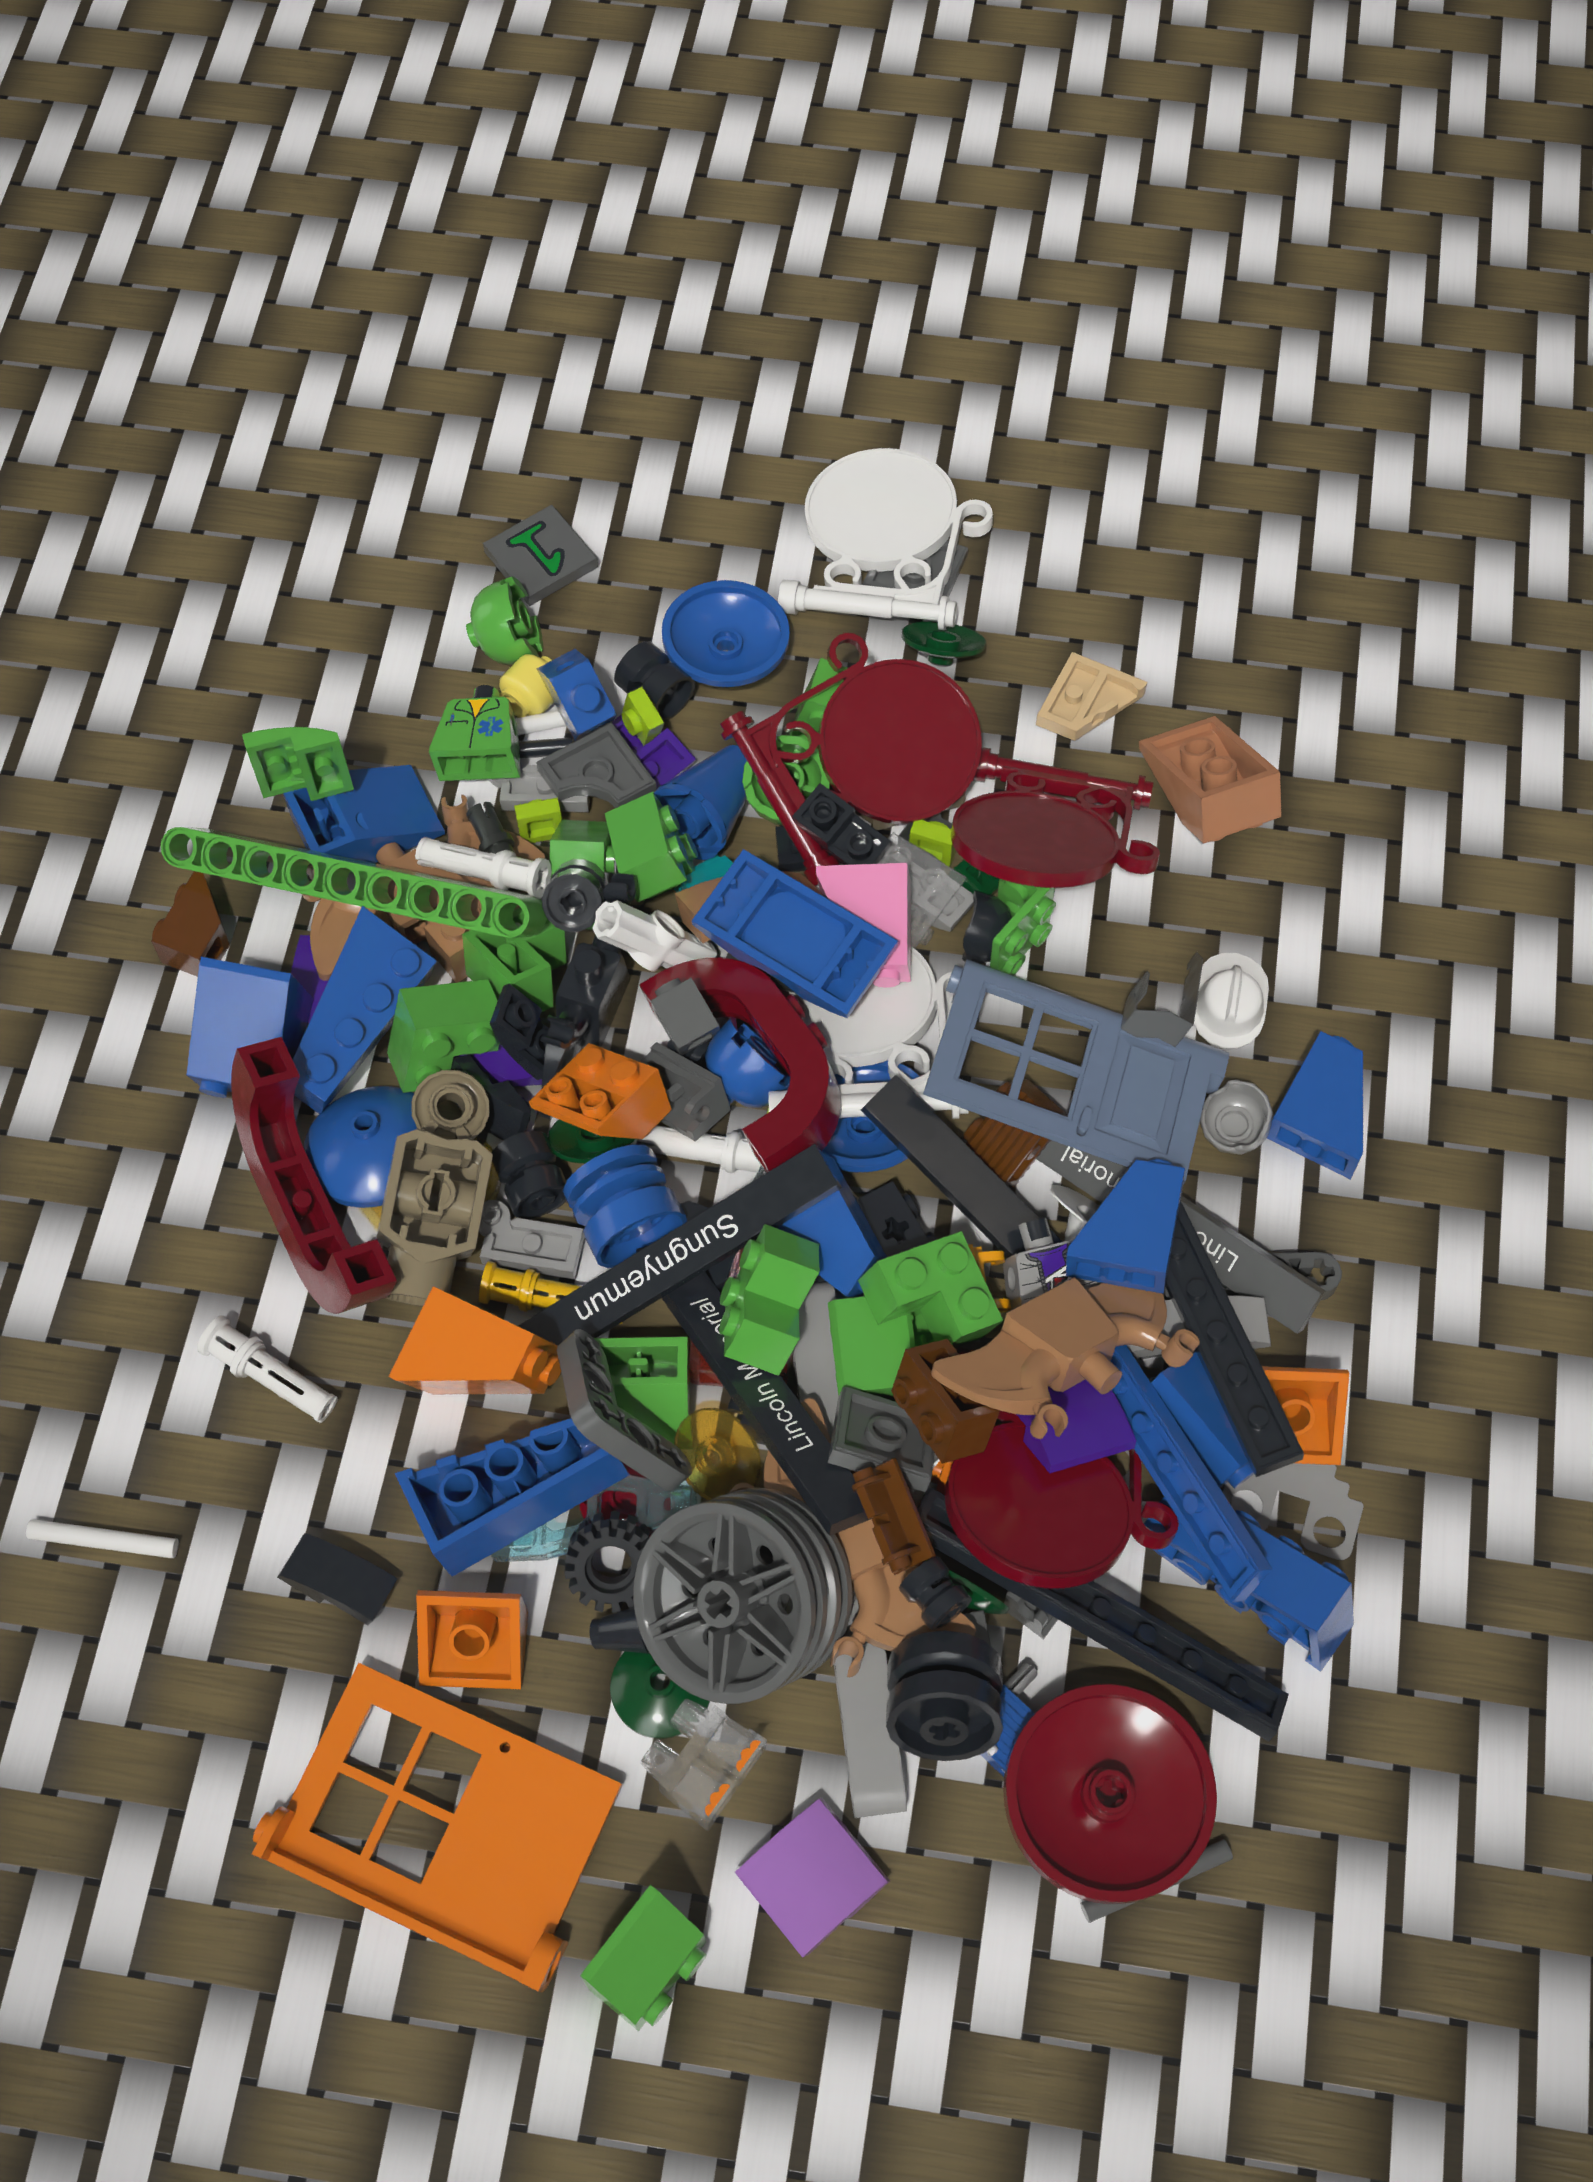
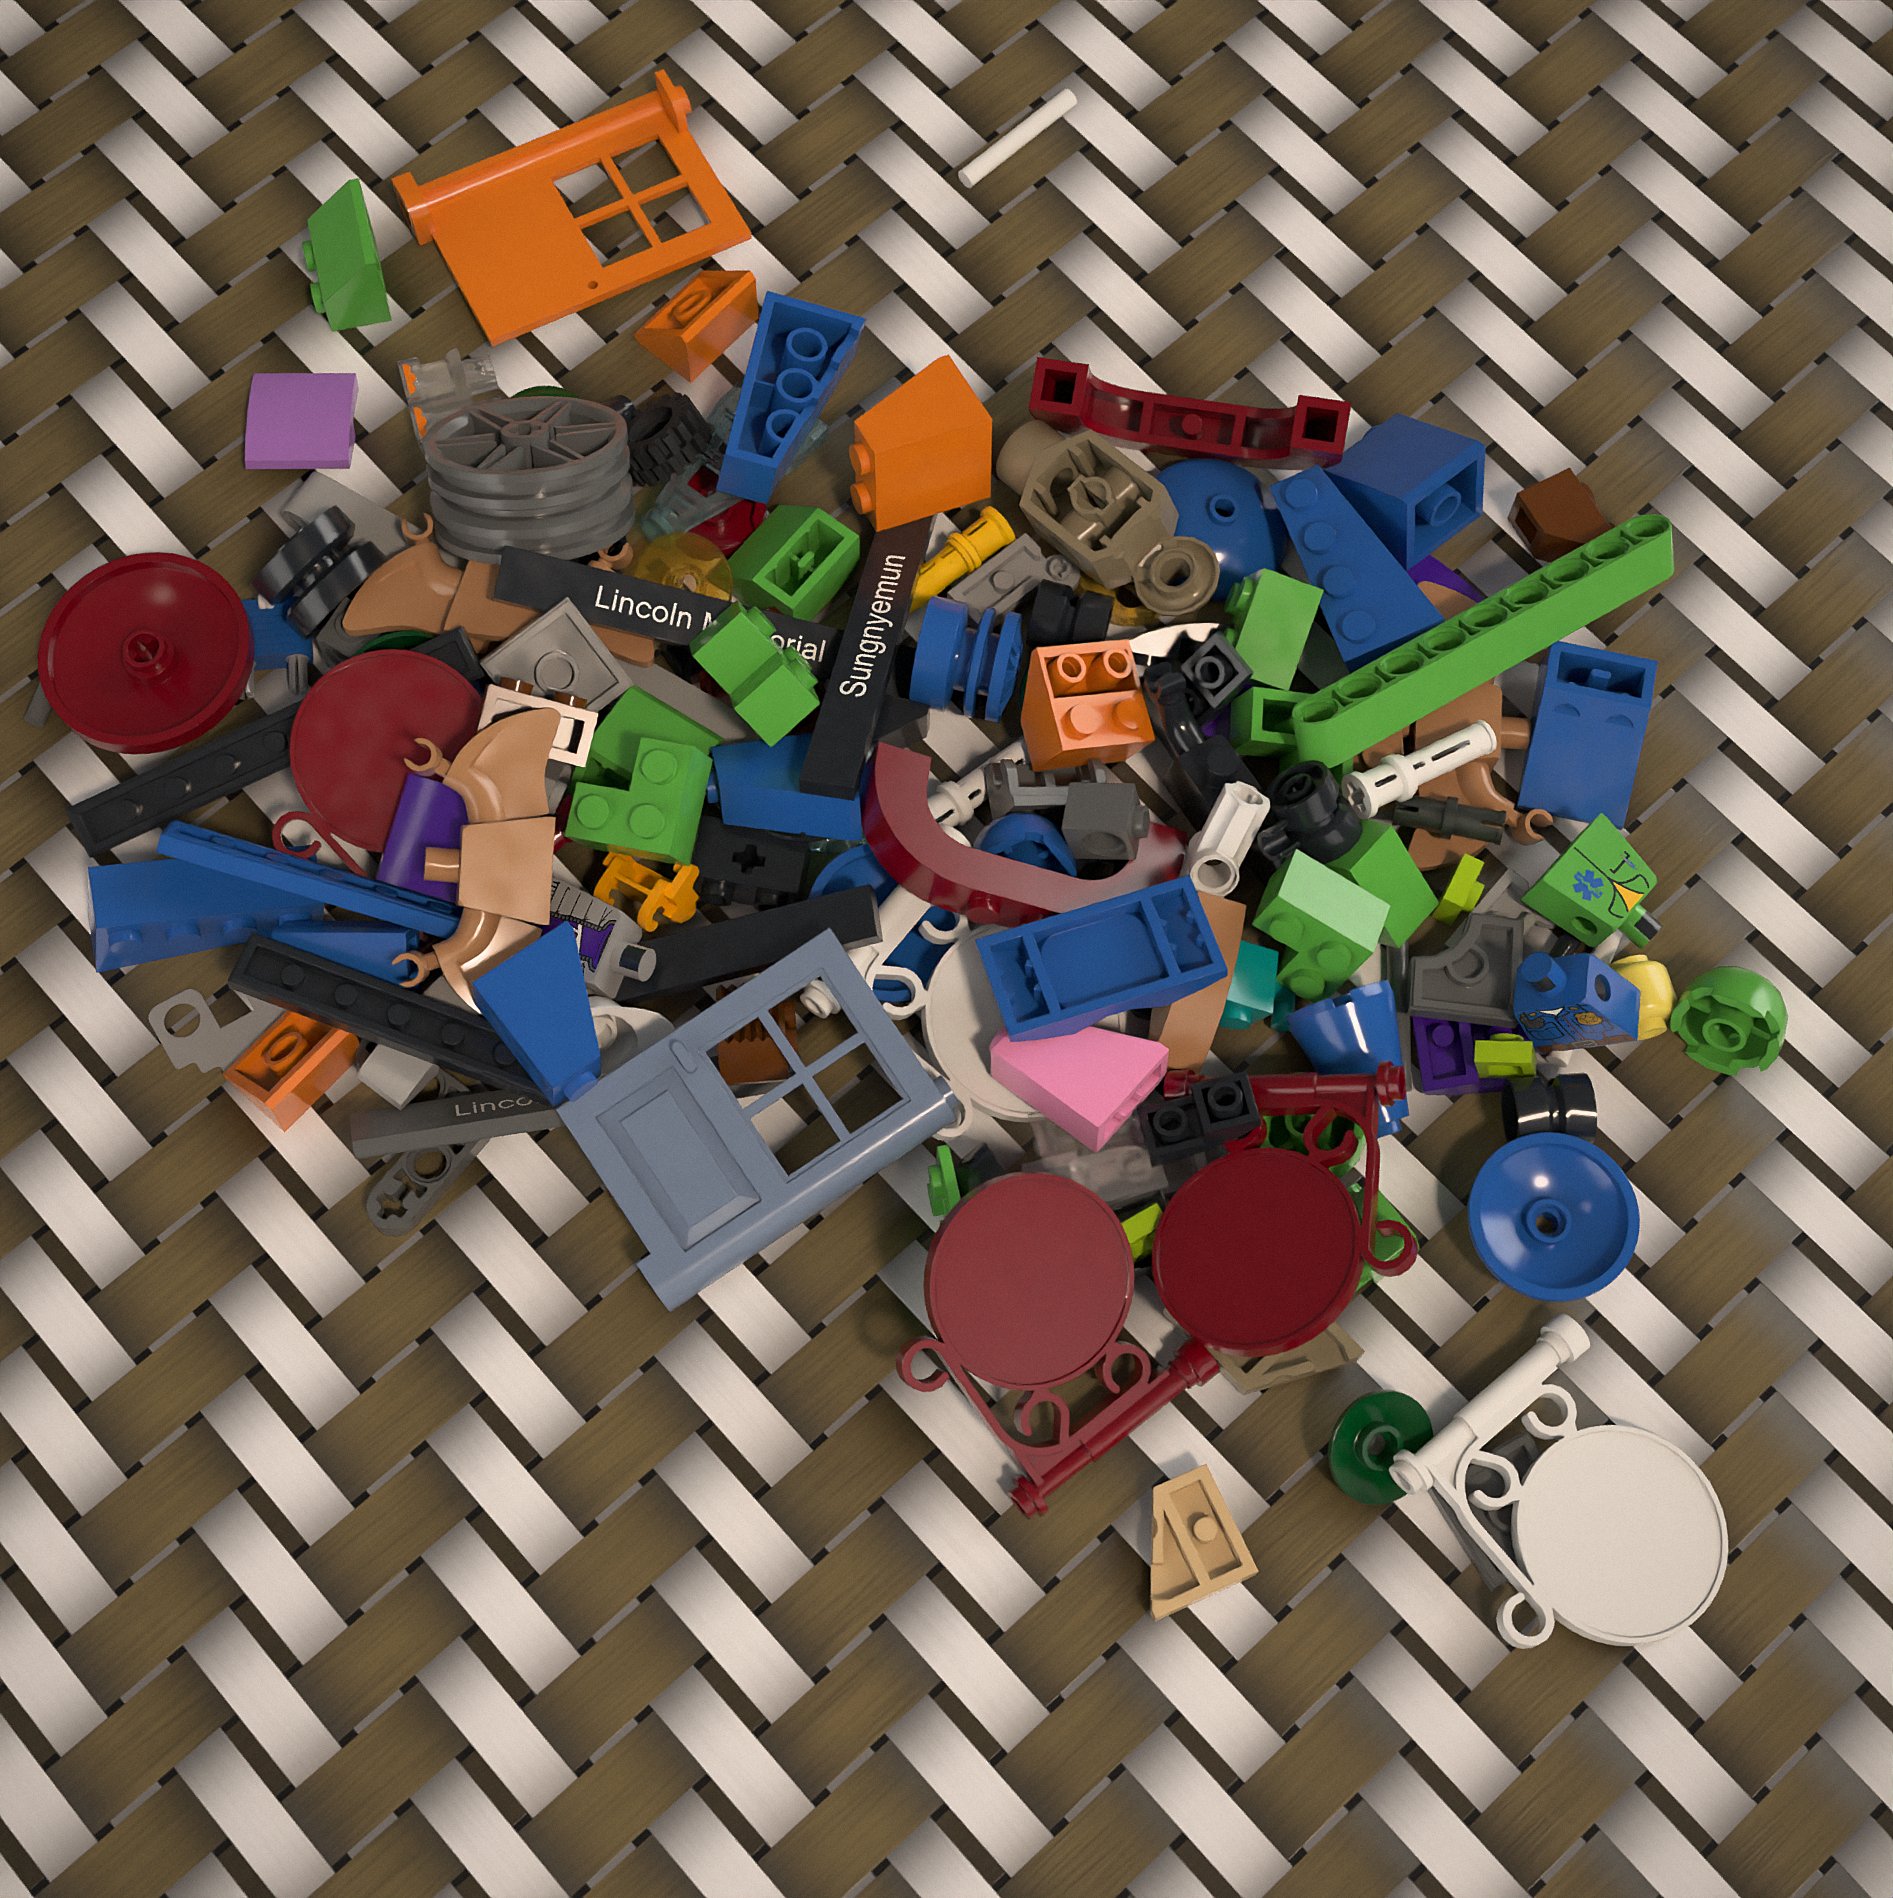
camera: 125 degrees right, 5 degrees up
(249, 1354) = (1084, 316): white pin -> none
(298, 759) = (1654, 658): bright green slope -> none
(337, 1576) = (834, 258): black slope -> none
(541, 554) = (1818, 1134): dark grey tile -> none
(601, 1421) = (768, 465): dark grey beam -> none
(895, 1519) = (496, 607): reddish brown hinge -> none
(935, 1593) = (392, 605): black wheel -> none
(1164, 1024) = (790, 1252): dark grey piece -> none
(1213, 779) = (988, 1584): nougat slope -> none
(1231, 1000) = (732, 1388): white piece -> none
(1236, 1117) = (596, 1260): light grey hair -> none
(1325, 1107) = (539, 1358): blue slope -> none

